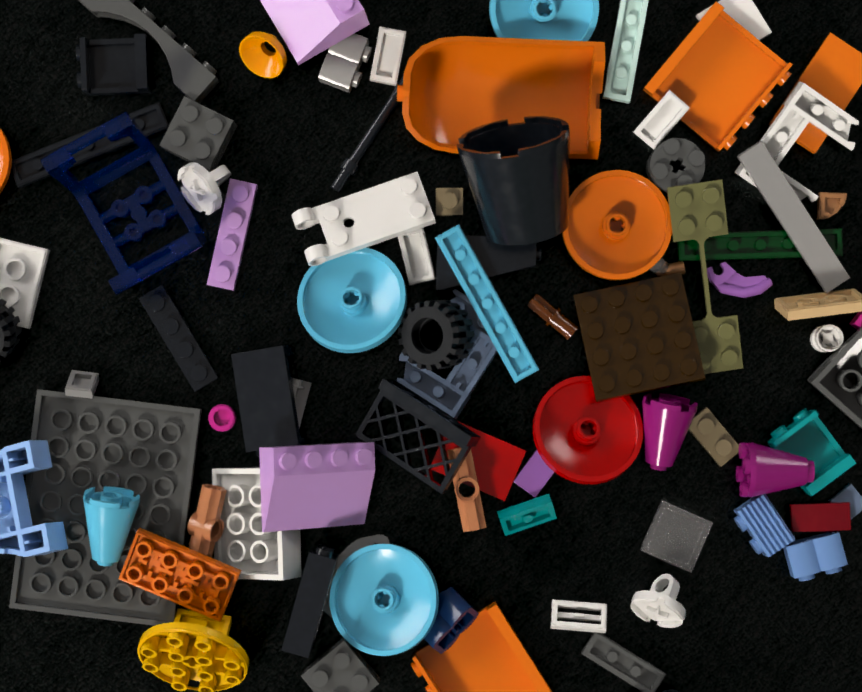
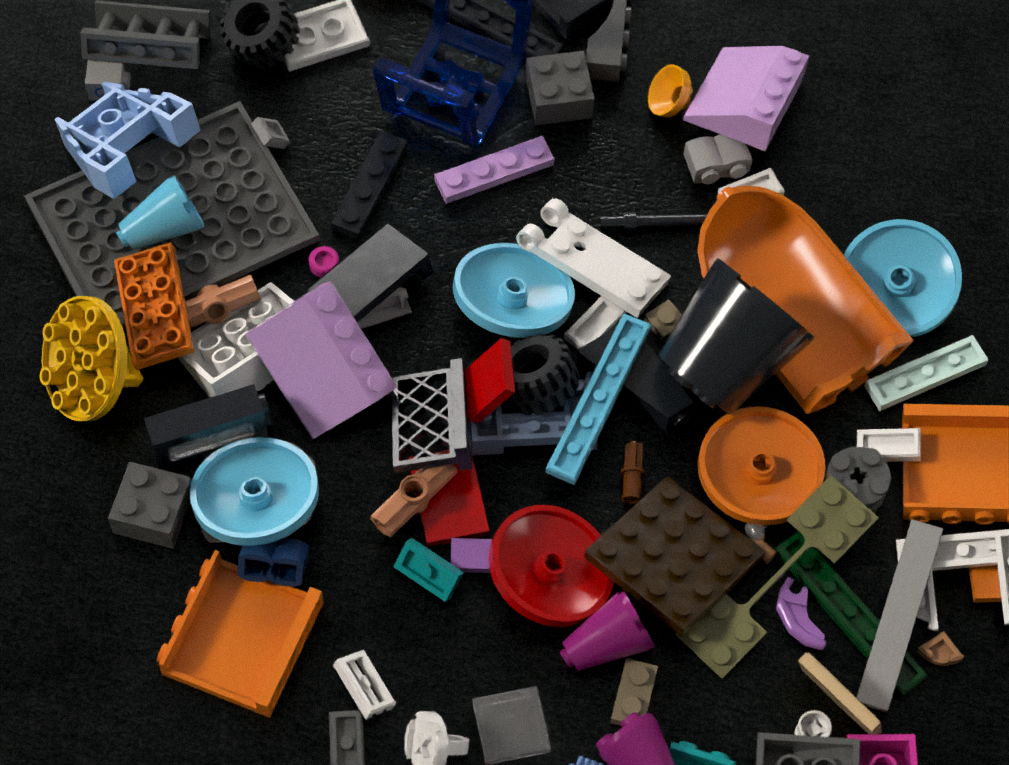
camera: 50 degrees right, 25 degrees down
(201, 186) = (520, 116): white tile -> none
(421, 375) = (489, 381): none -> red tile

